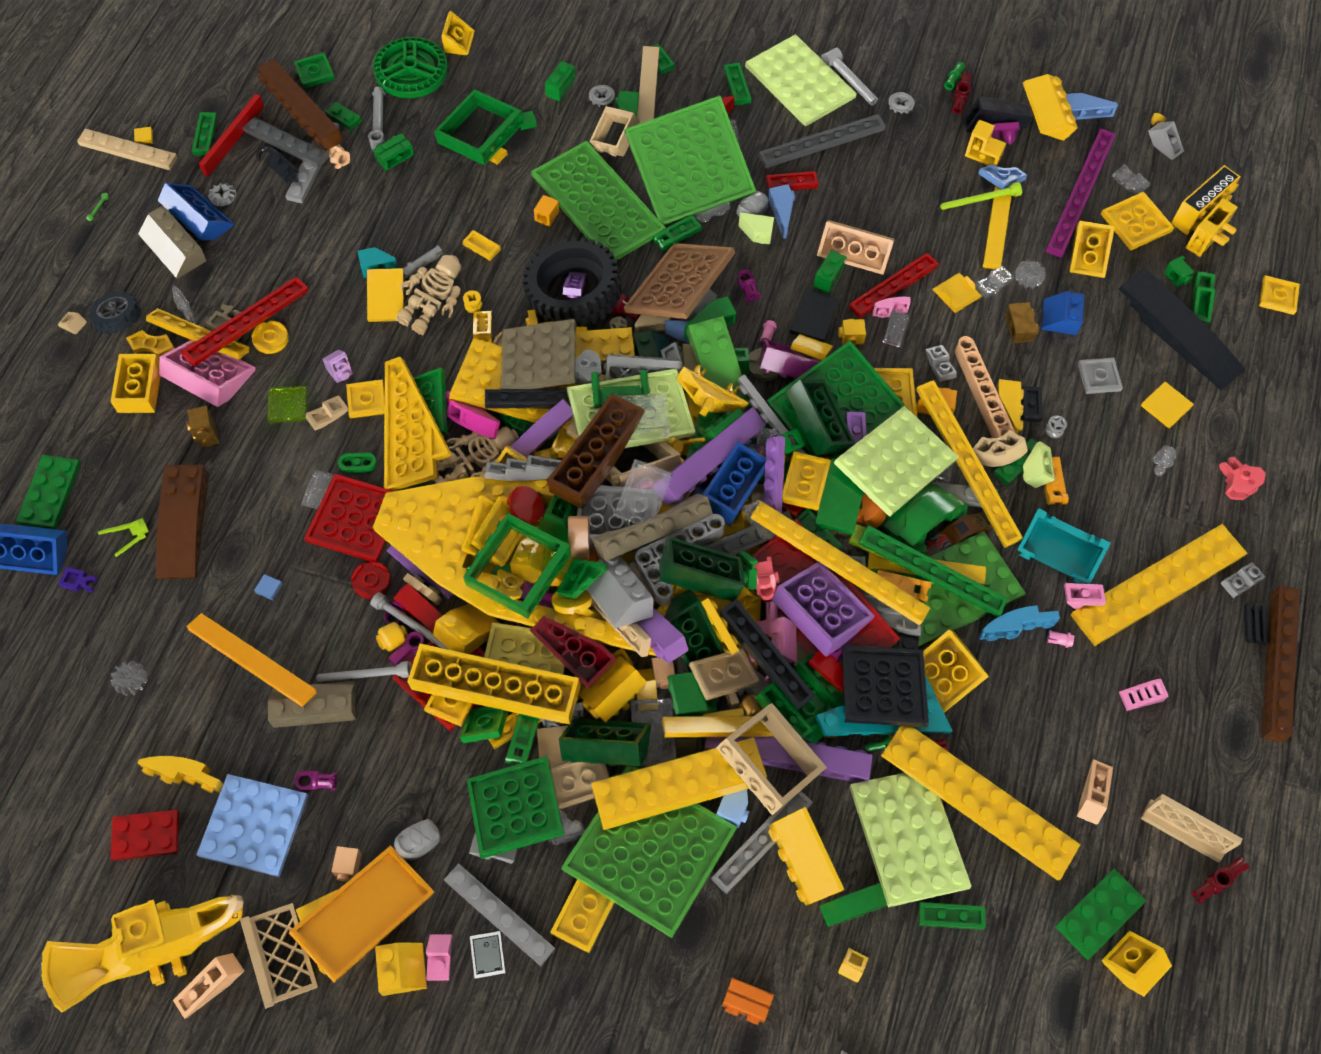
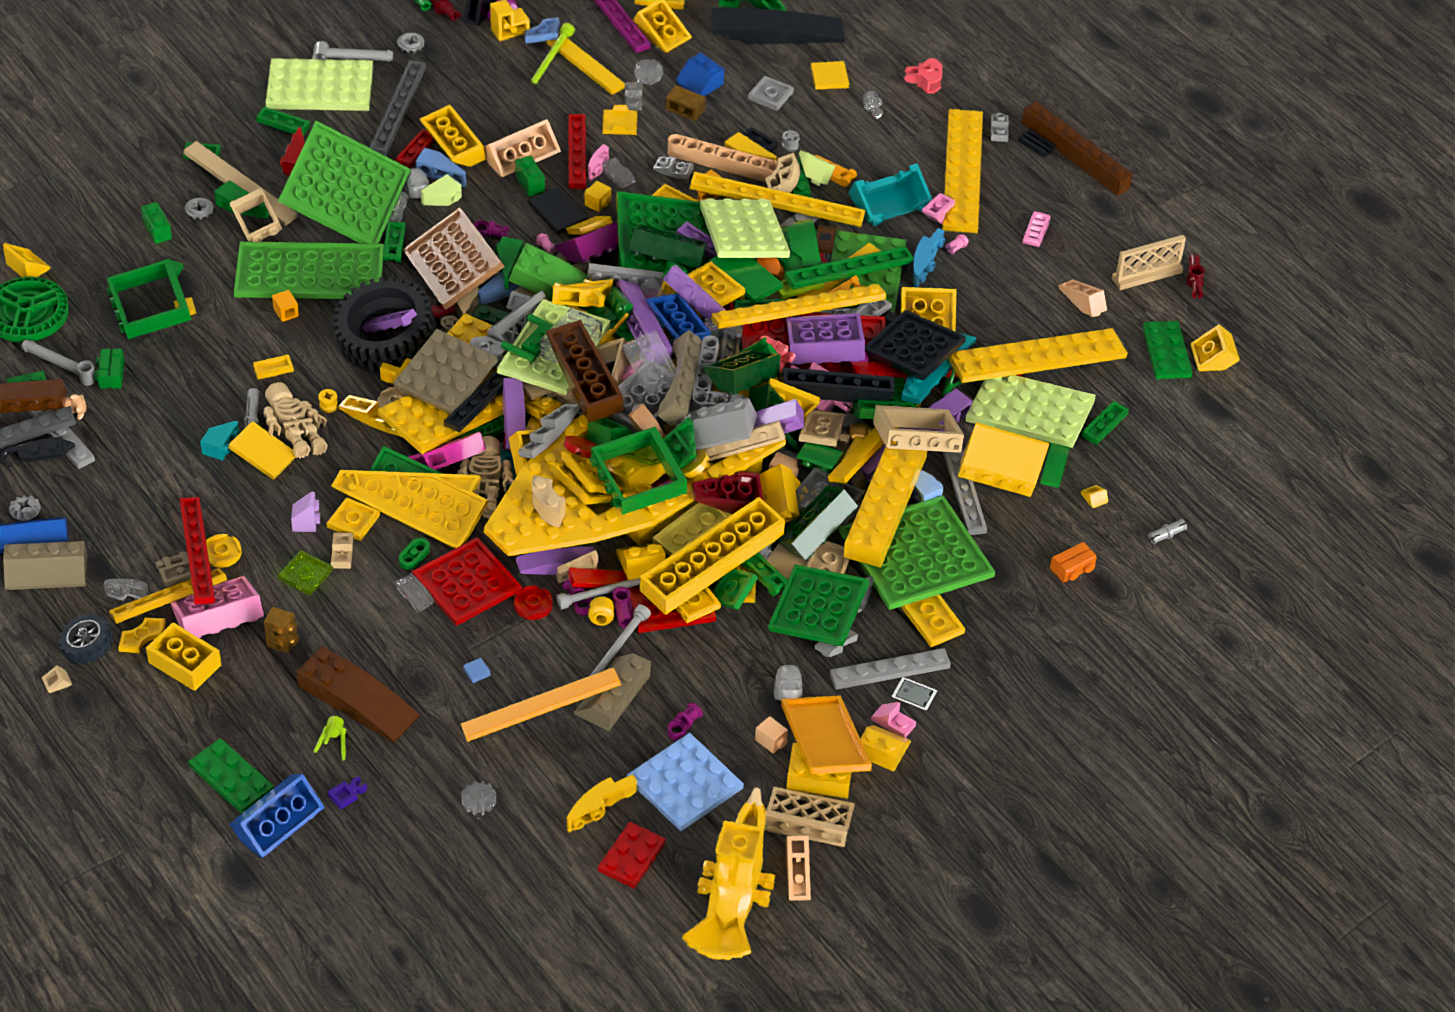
camera: 55 degrees left, 15 degrees down
(435, 518) = (547, 501): none -> tan brick
(819, 195) = (454, 136): none -> yellow slope

